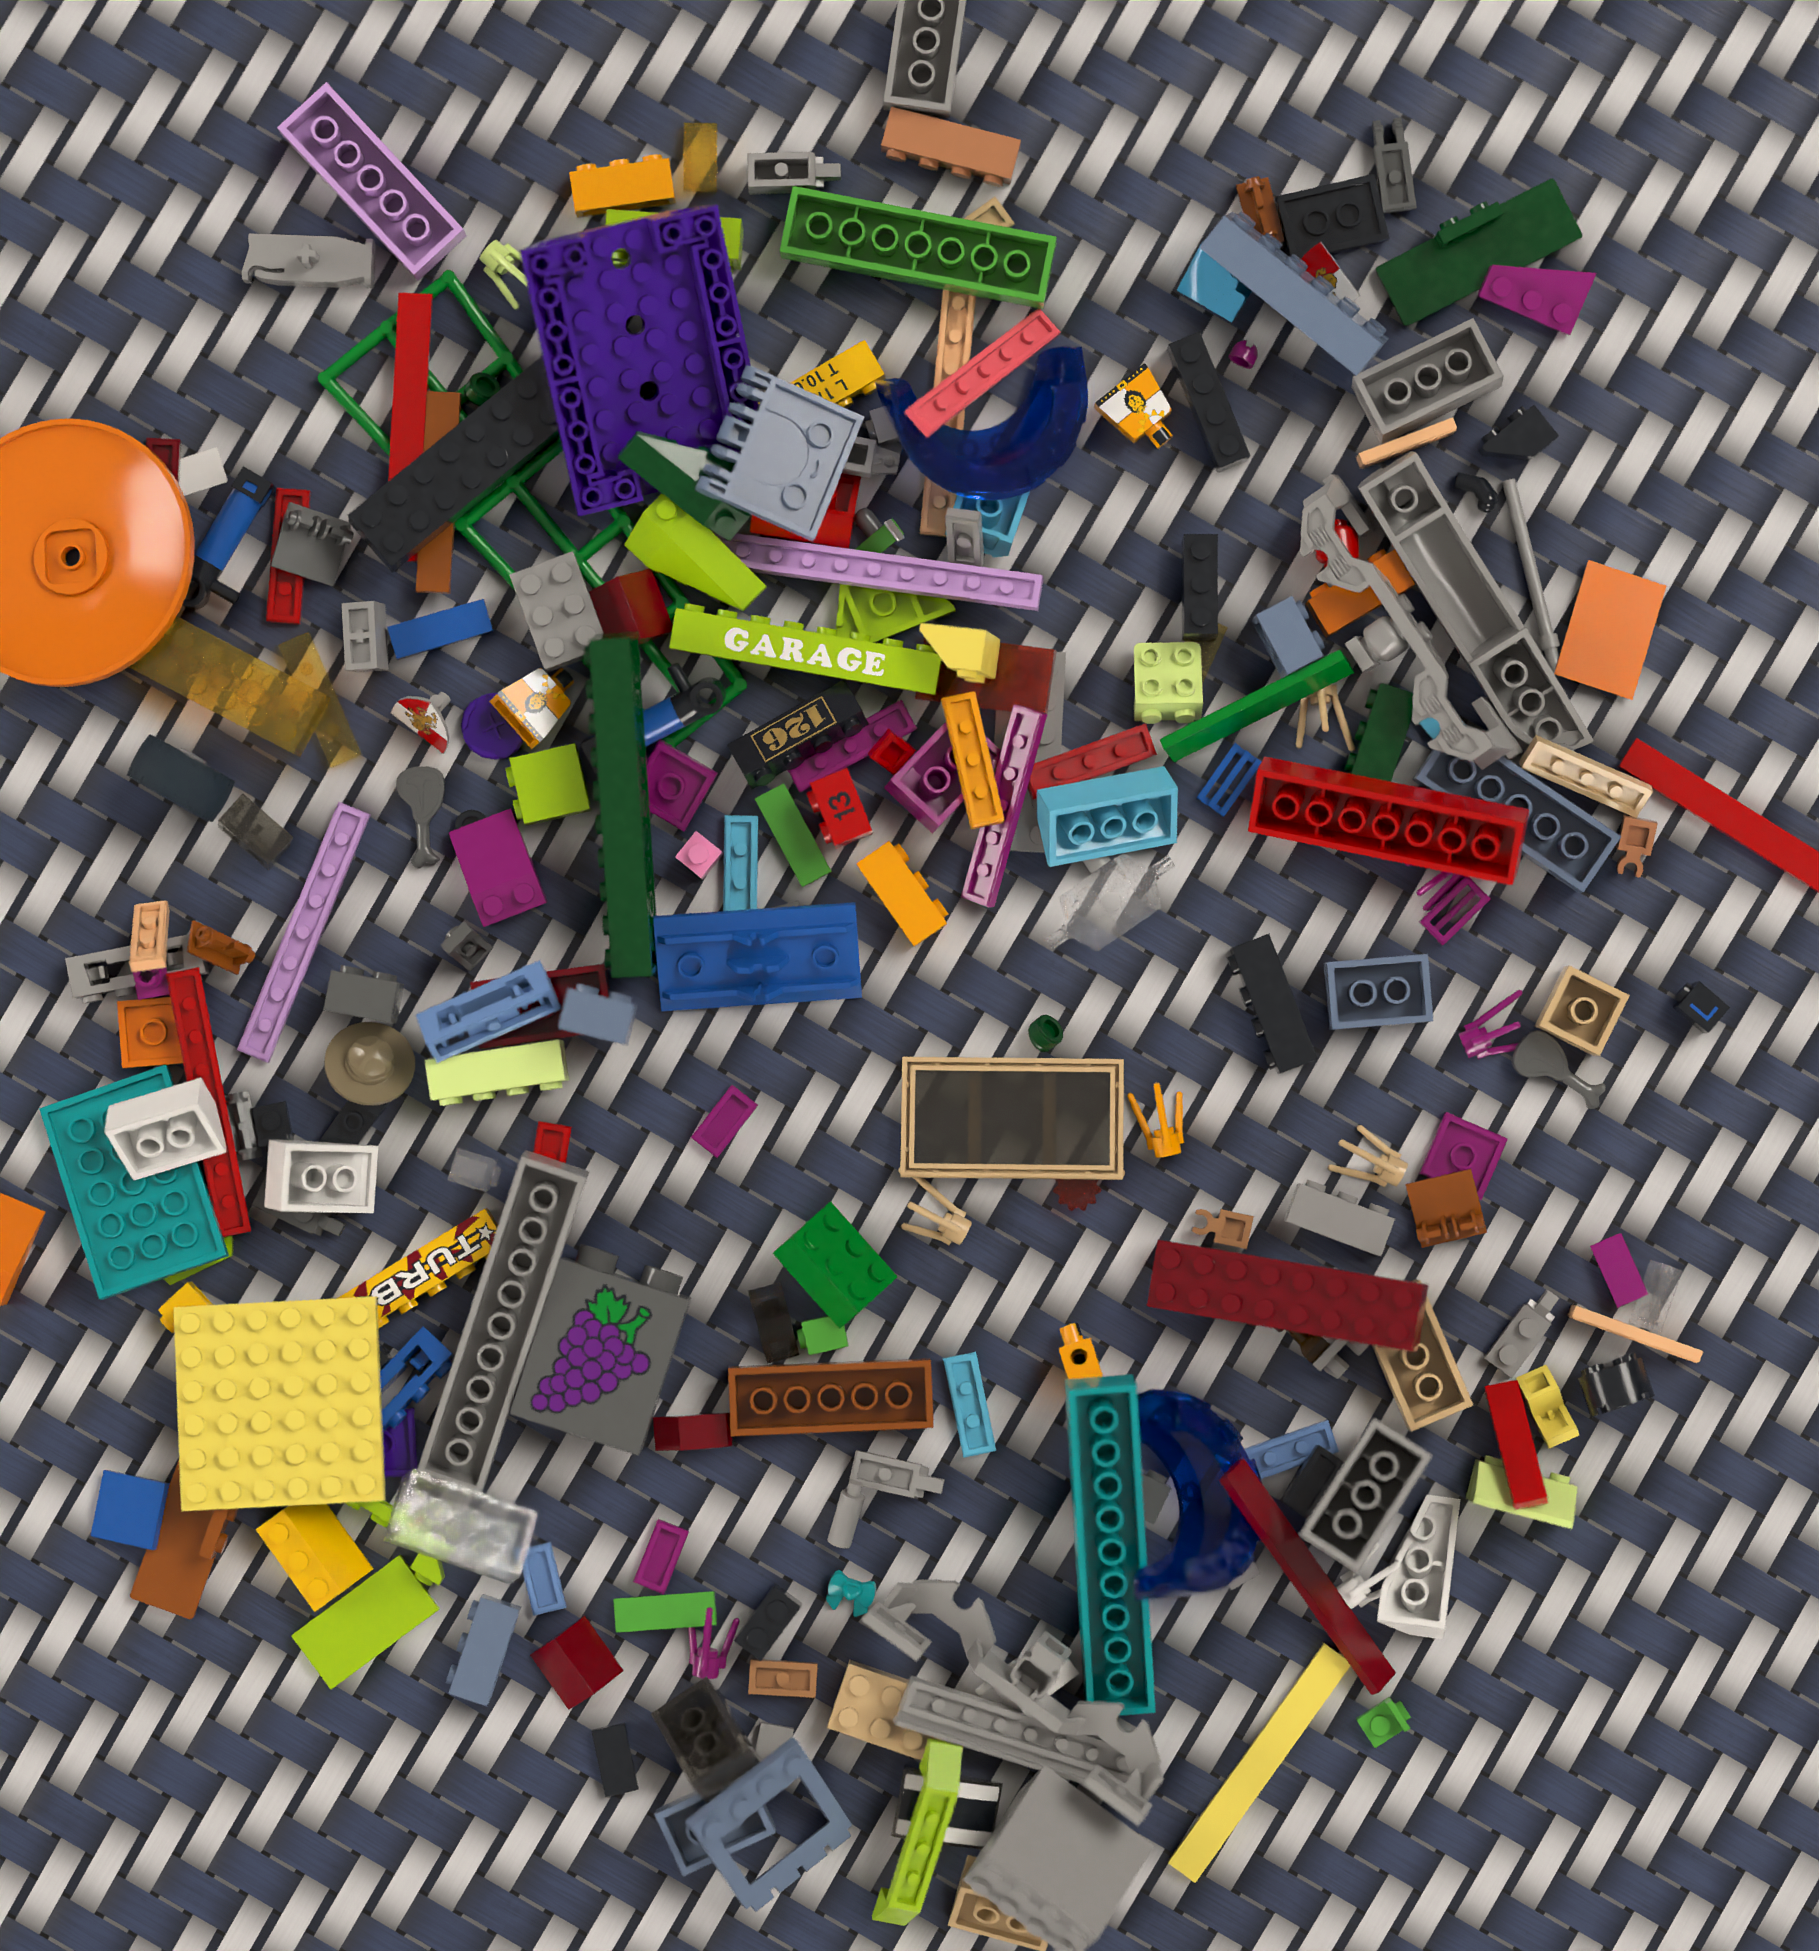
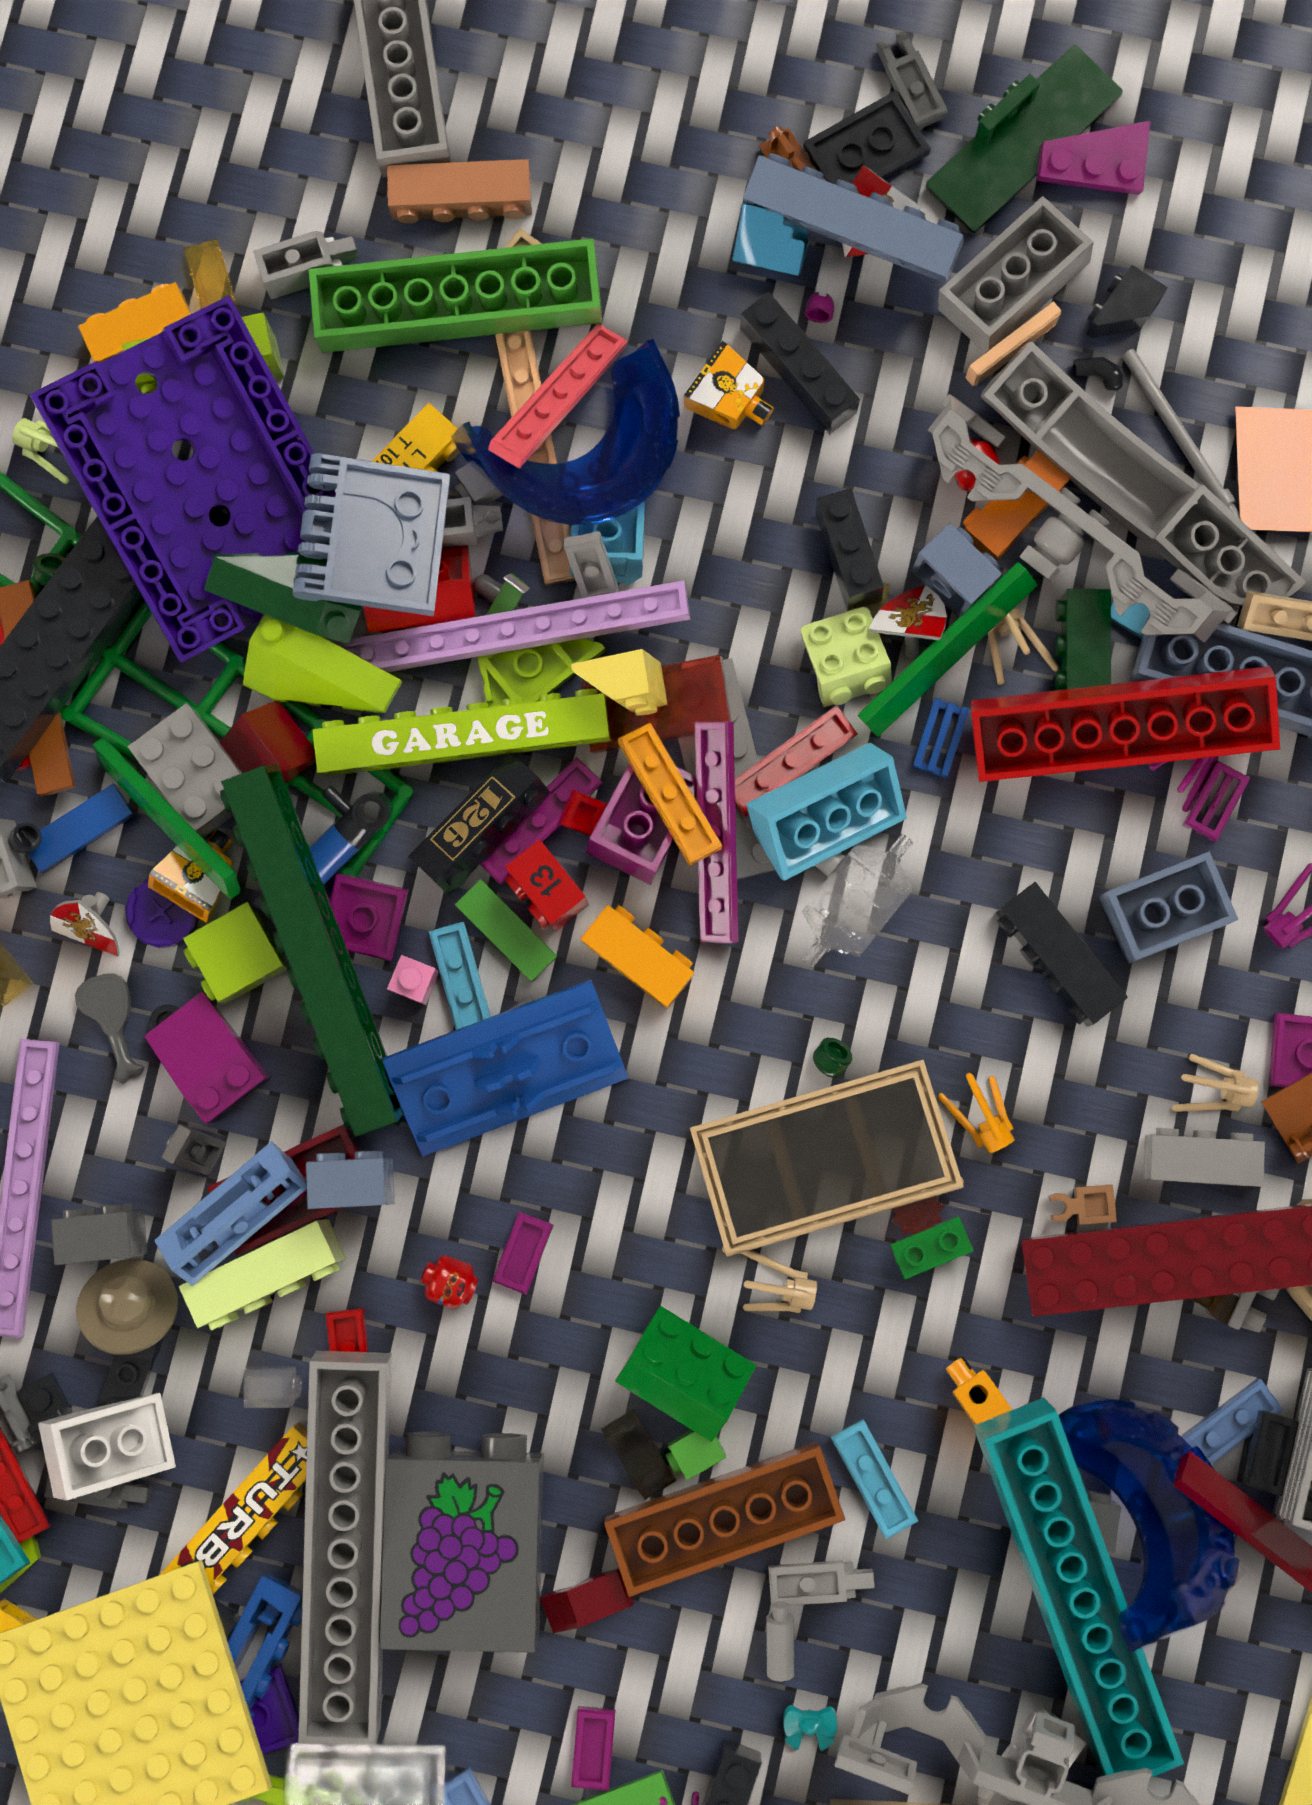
camera: 10 degrees left, 5 degrees down
(393, 626) = (29, 835): none -> black hinge
(525, 647) = (167, 818): none -> green tile
(654, 1126) = (449, 1282): none -> red head
(1079, 1223) = (931, 1248): none -> green hinge
(1237, 665) = (912, 615): none -> shield

